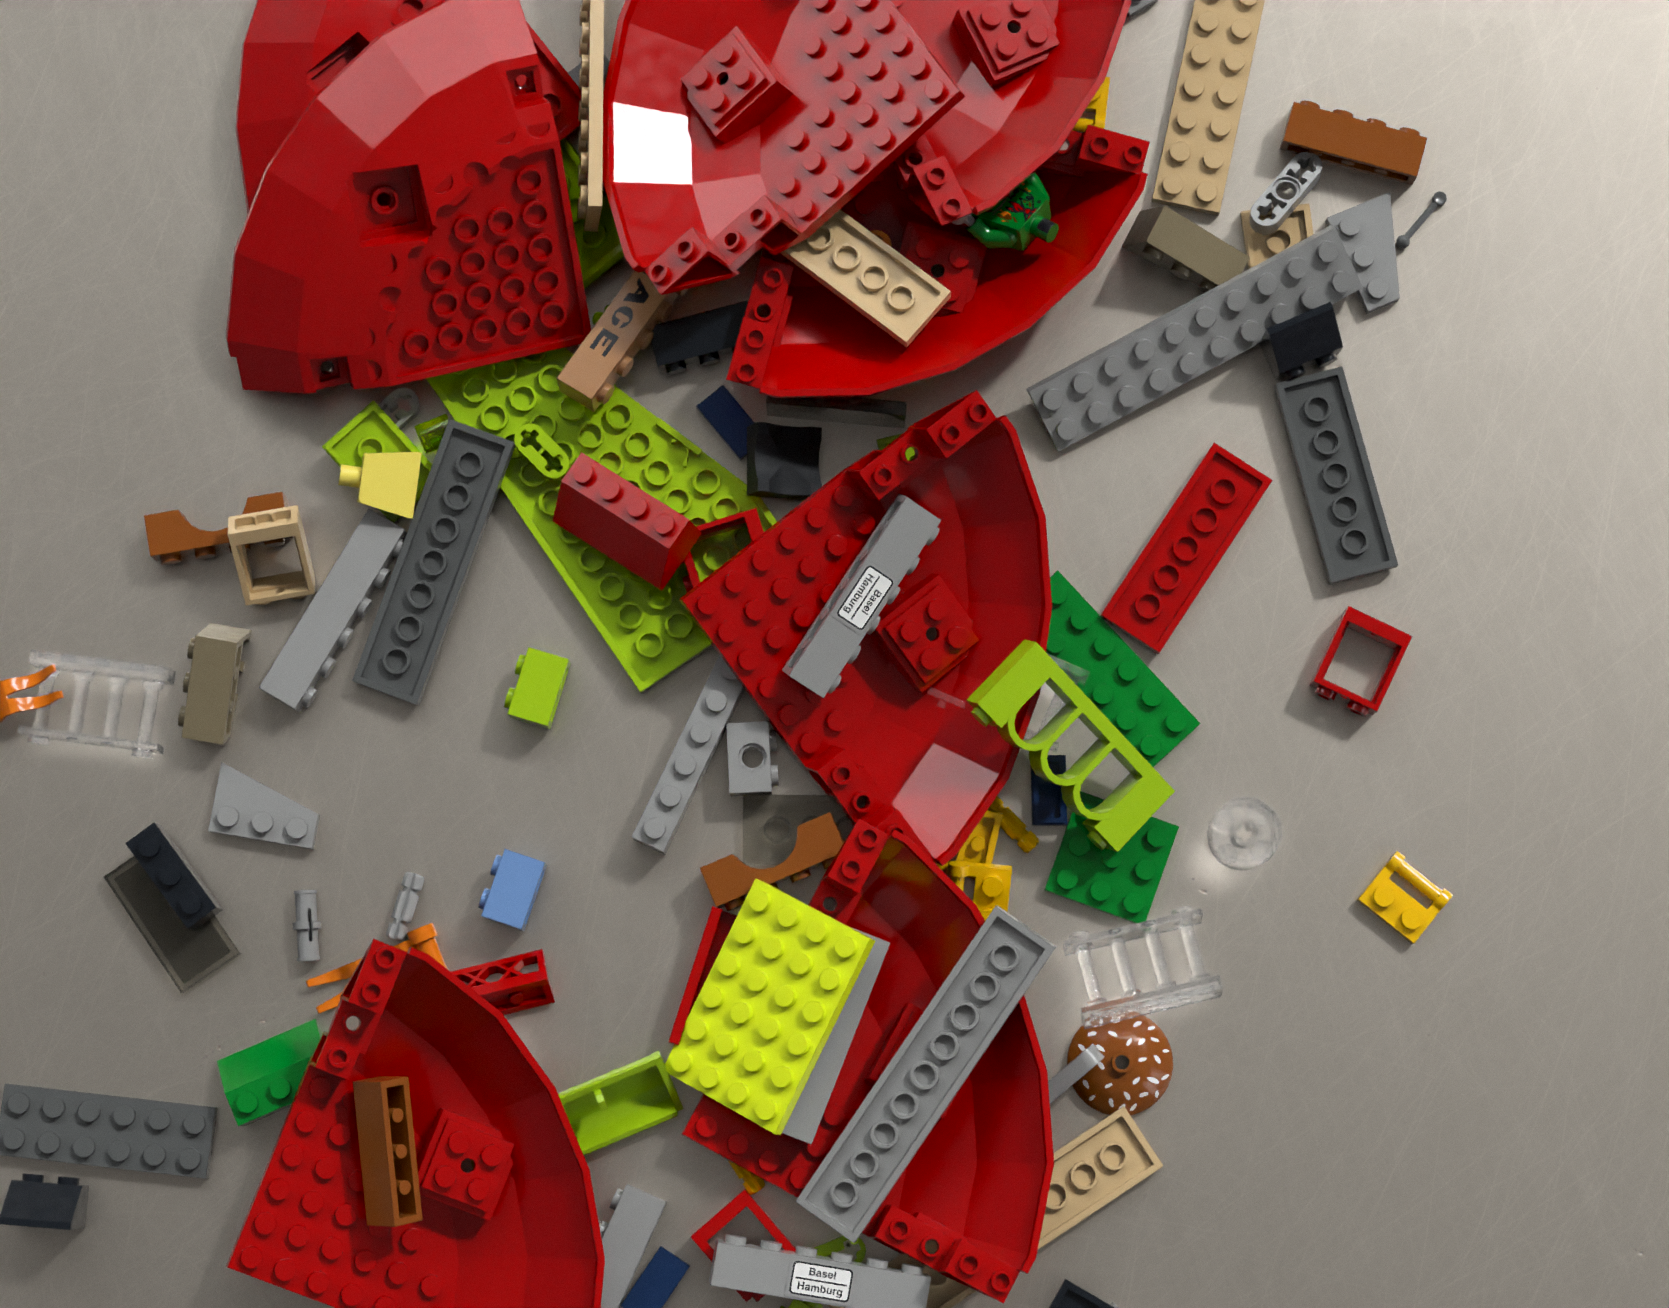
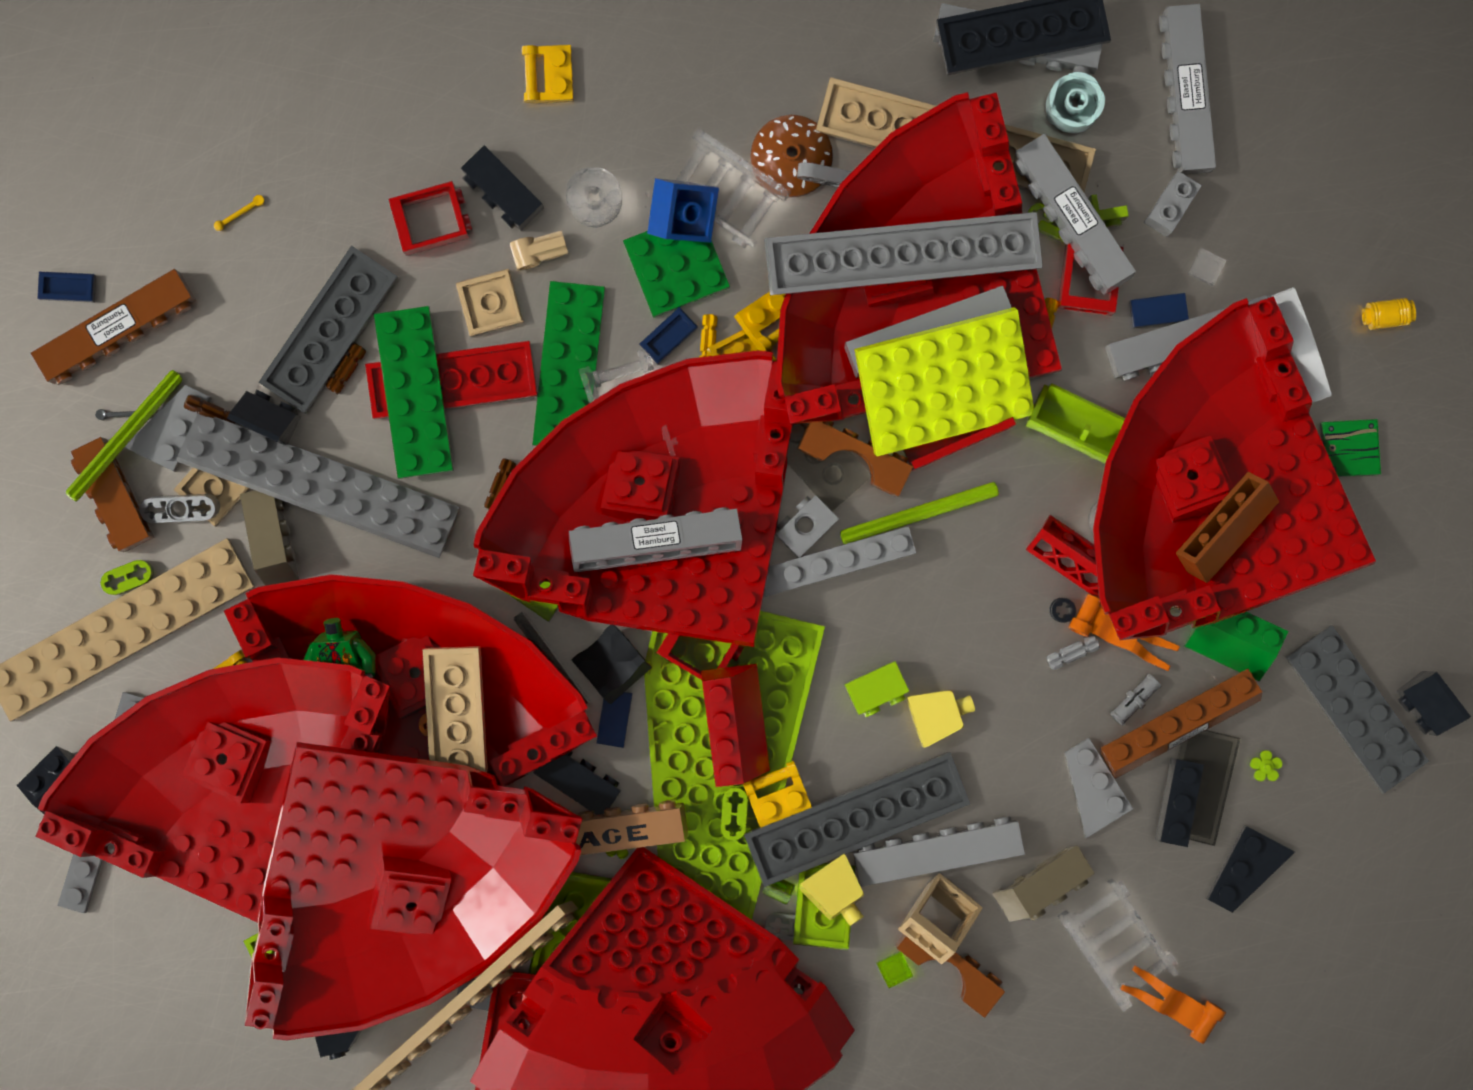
camera: 135 degrees left, 5 degrees up
(55, 889) = (1247, 868): none -> black wing
(132, 994) = (1266, 766): none -> lime plant
(245, 946) = (1181, 723): none -> dark orange brick
(264, 475) = (894, 969): none -> clear neon green tile
(462, 725) = (938, 714): none -> light yellow torso
(464, 934) = (1066, 617): none -> black bush
(513, 503) = (781, 802): none -> yellow plate
(513, 889) = (1007, 596): medium blue brick -> none
(667, 878) = (919, 513): none -> lime axle
(1056, 527) = (505, 467): none -> reddish brown axle
(1129, 803) = (634, 400): lime fence -> none
(1155, 903) = (682, 210): none -> blue slope
(1205, 500) = (413, 392): none -> green plate
(1229, 649) = (489, 302): none -> tan tile
(1243, 730) = (531, 251): none -> tan piece
(1256, 89) = (125, 571): none -> lime beam
(1284, 460) = (345, 368): none -> reddish brown axle
(1329, 754) = (501, 189): none -> black brick
(1359, 295) = (206, 408): none -> reddish brown axle
(1399, 198) = (123, 436): none -> lime axle
(1512, 279) = (113, 327): none -> dark orange brick
(1519, 516) = (258, 201): none -> yellow hinge
(1590, 269) = (66, 287): none -> dark blue tile

